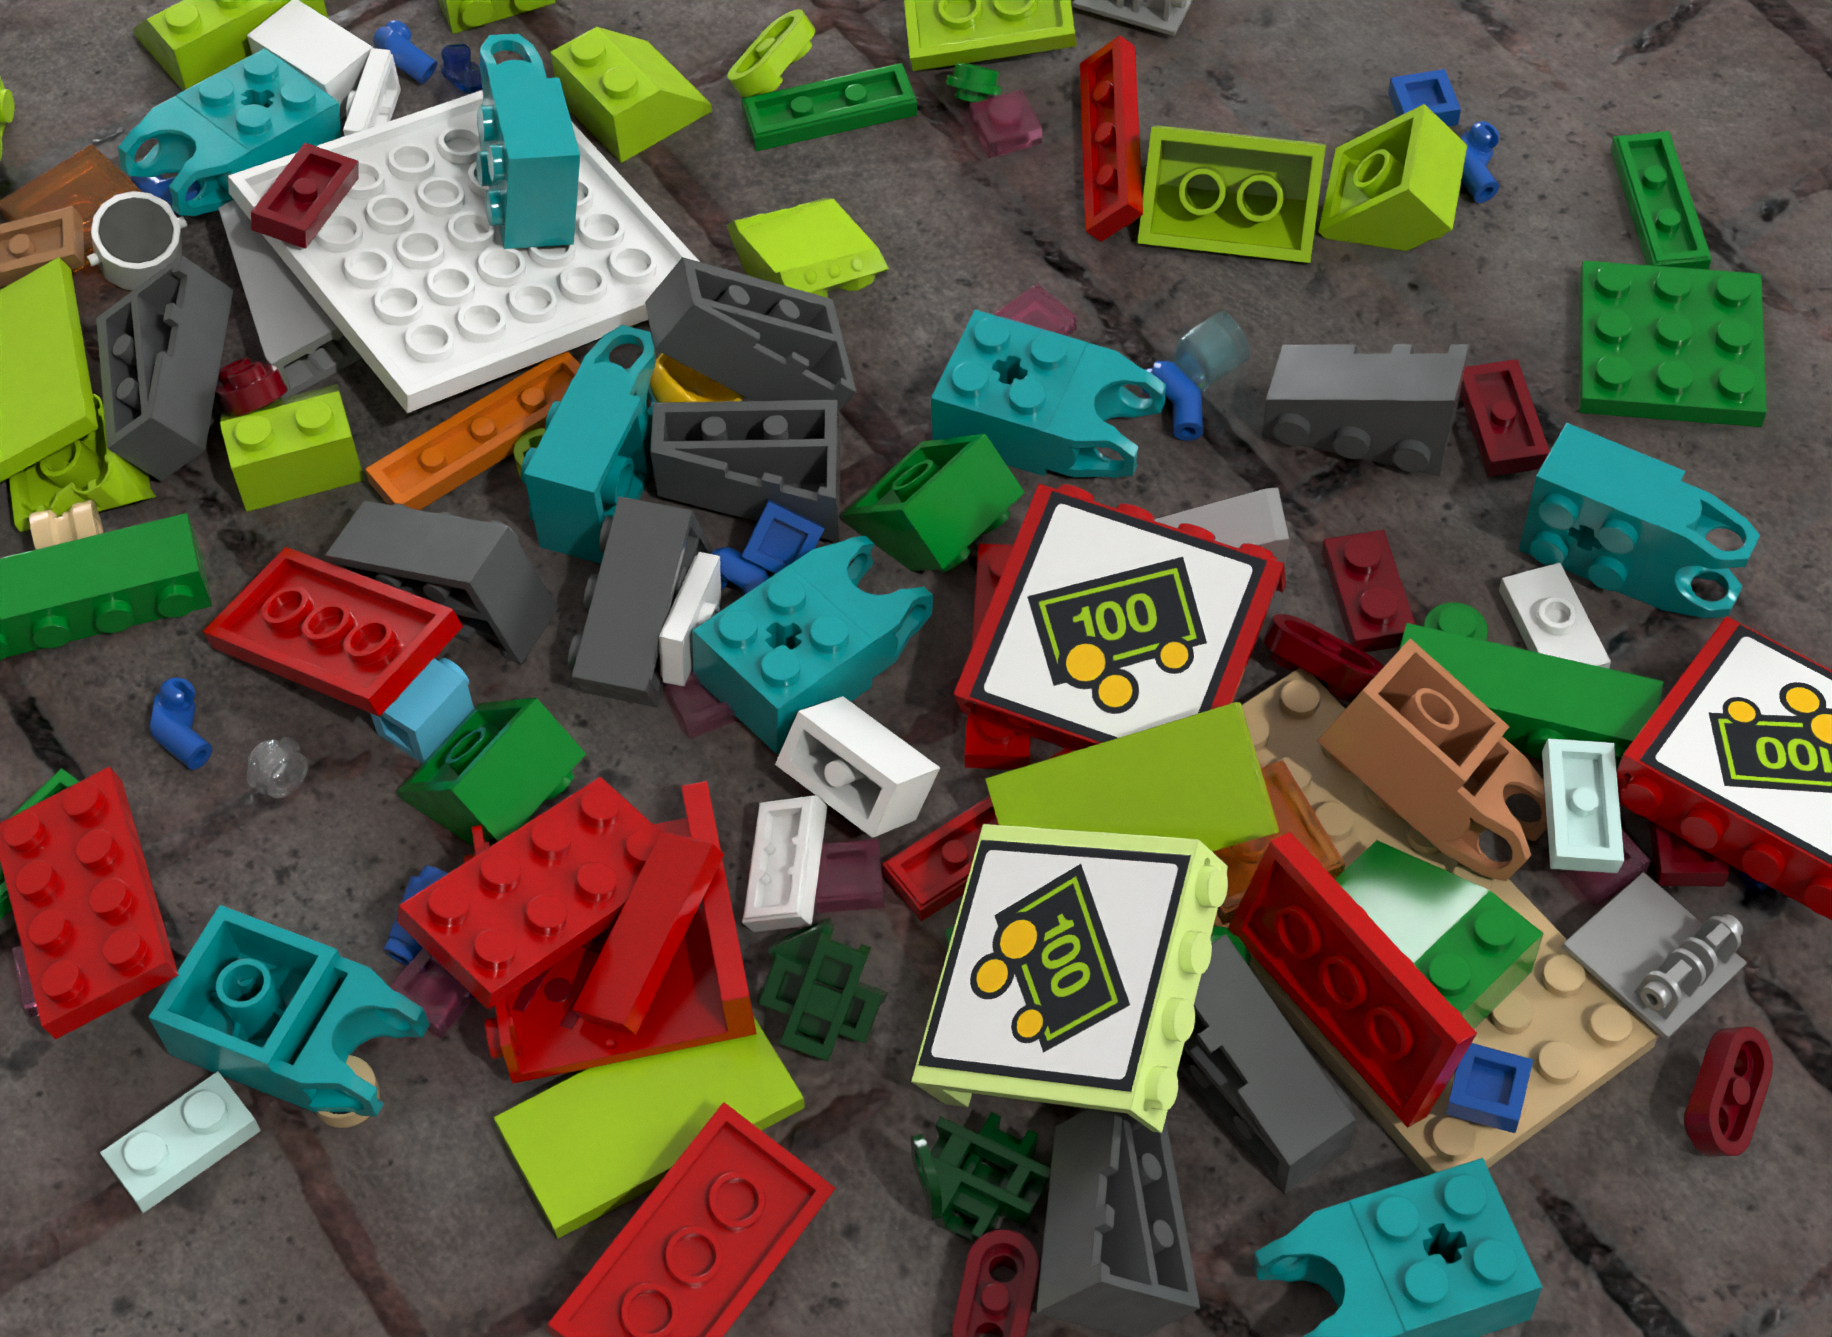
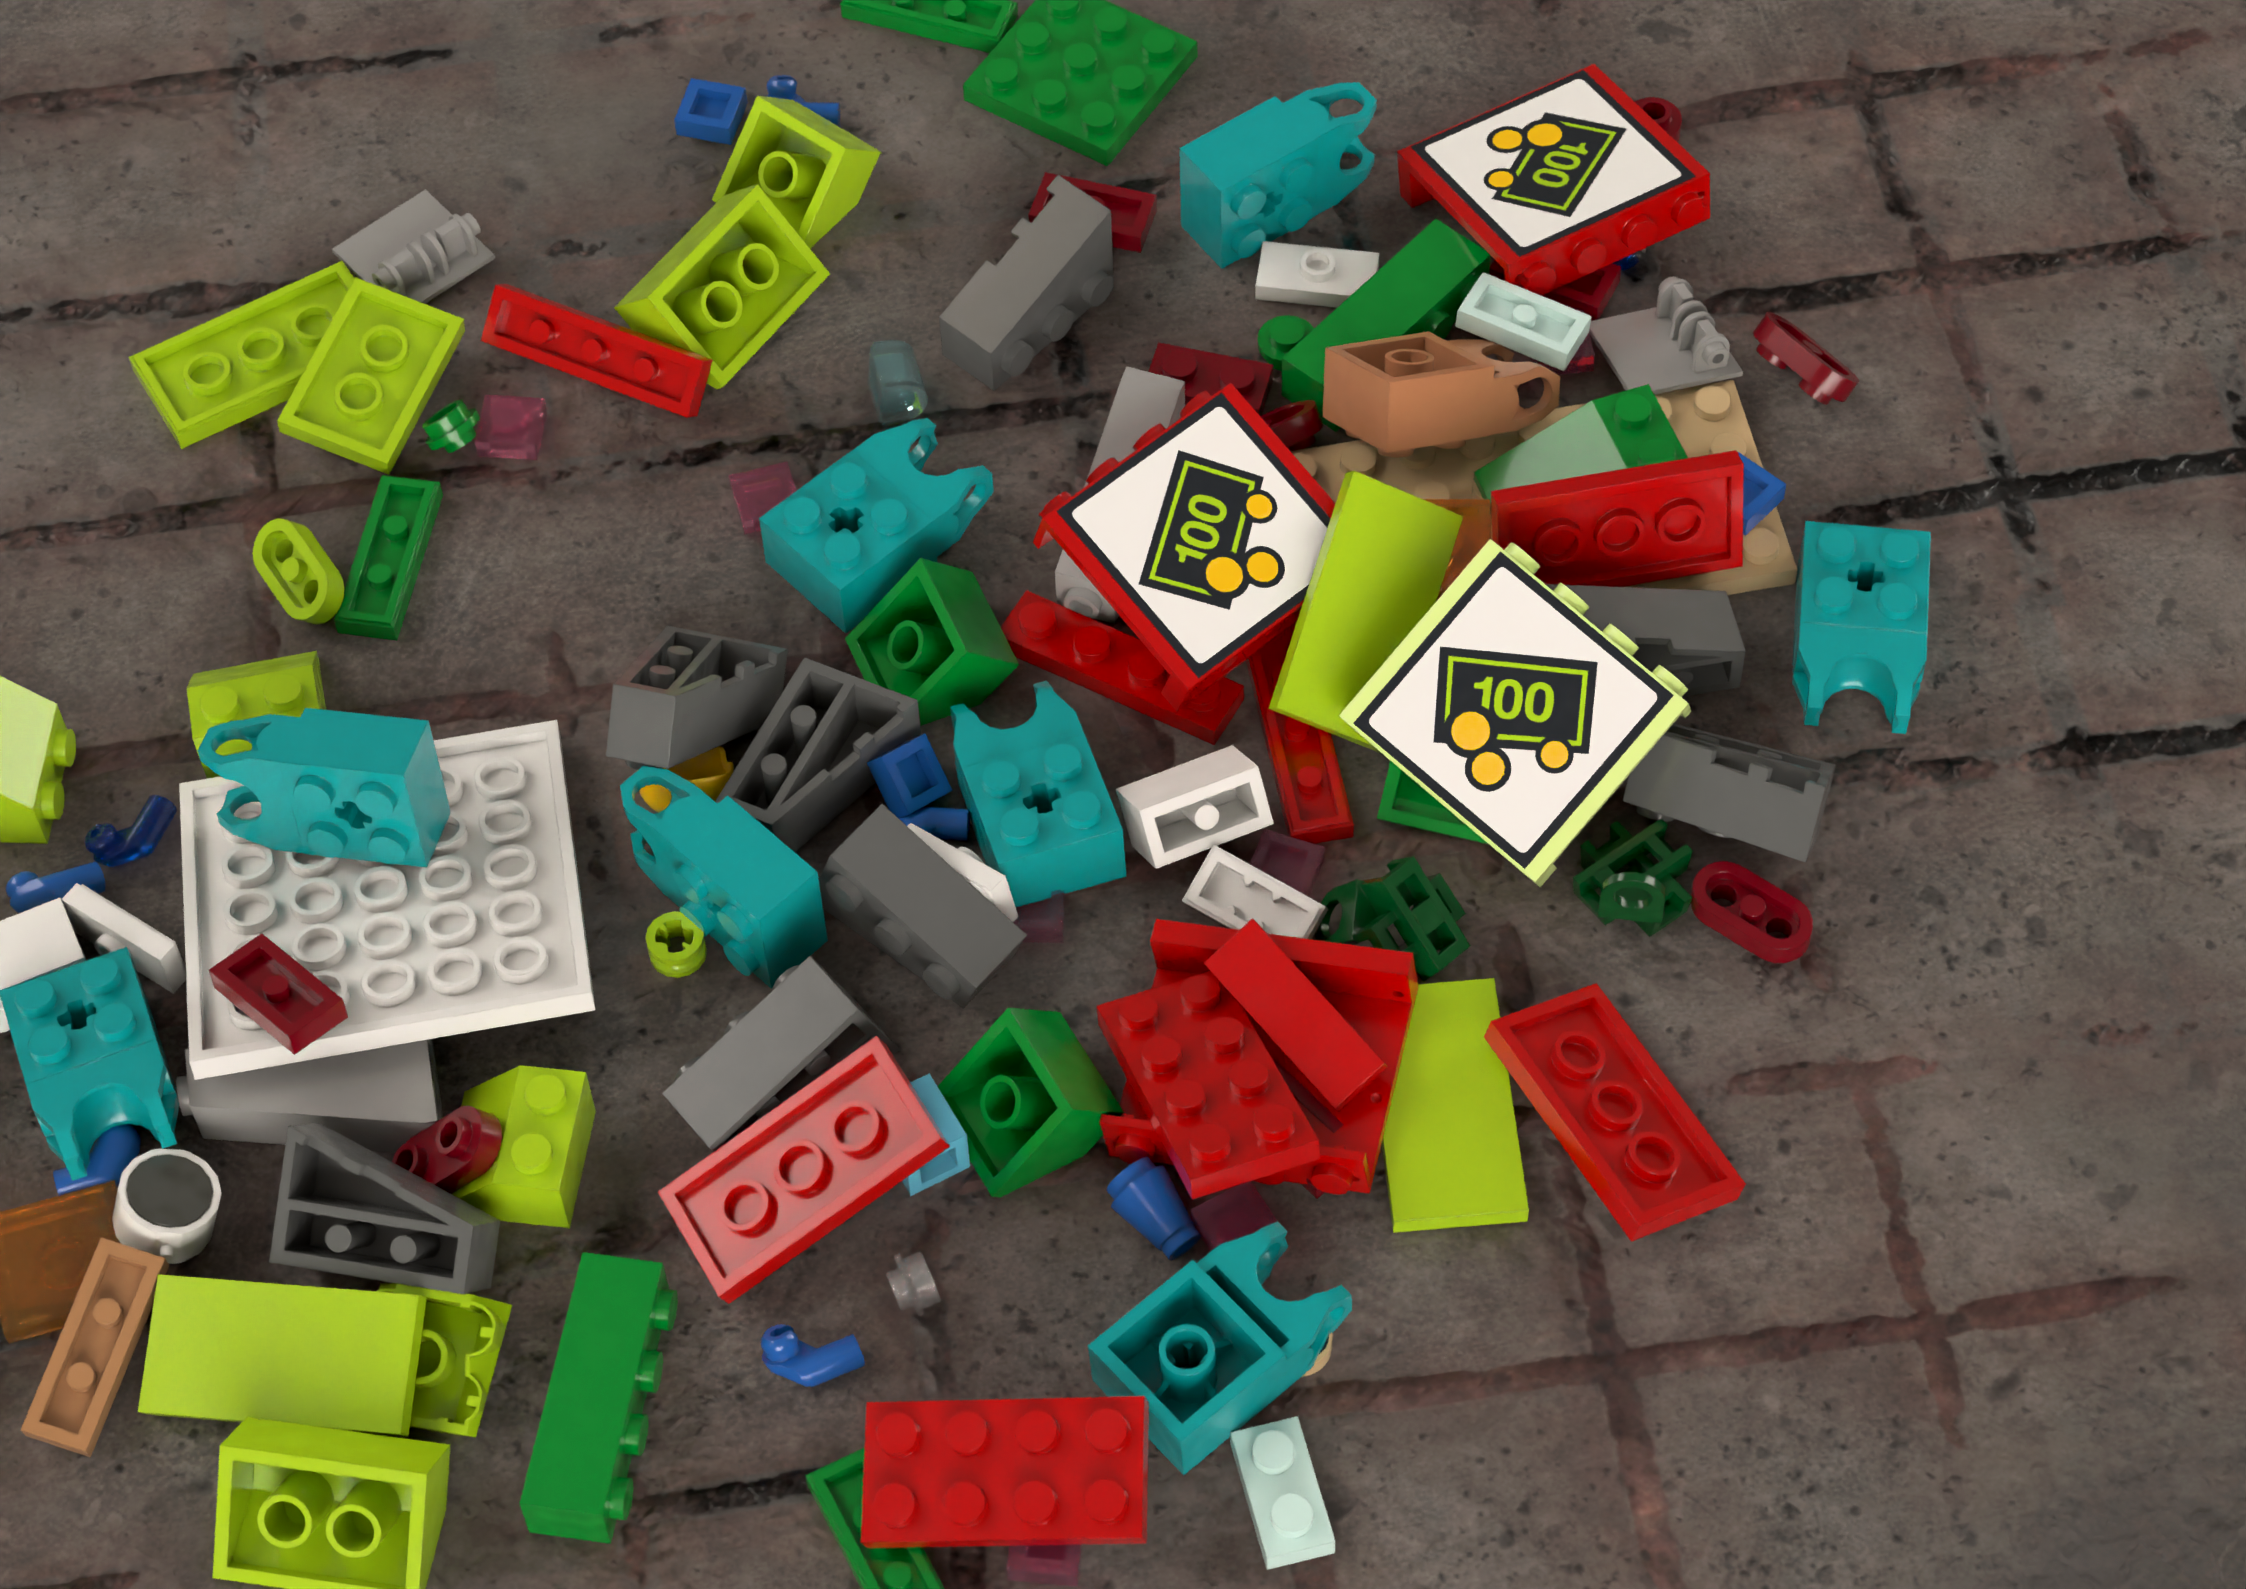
camera: 65 degrees left, 0 degrees up
(77, 523) = (521, 1384): tan wheel -> none
(471, 438) = (623, 984): orange plate -> none
(807, 248) = (566, 641): lime slope -> none
(1185, 399) = (948, 431): blue arm -> none

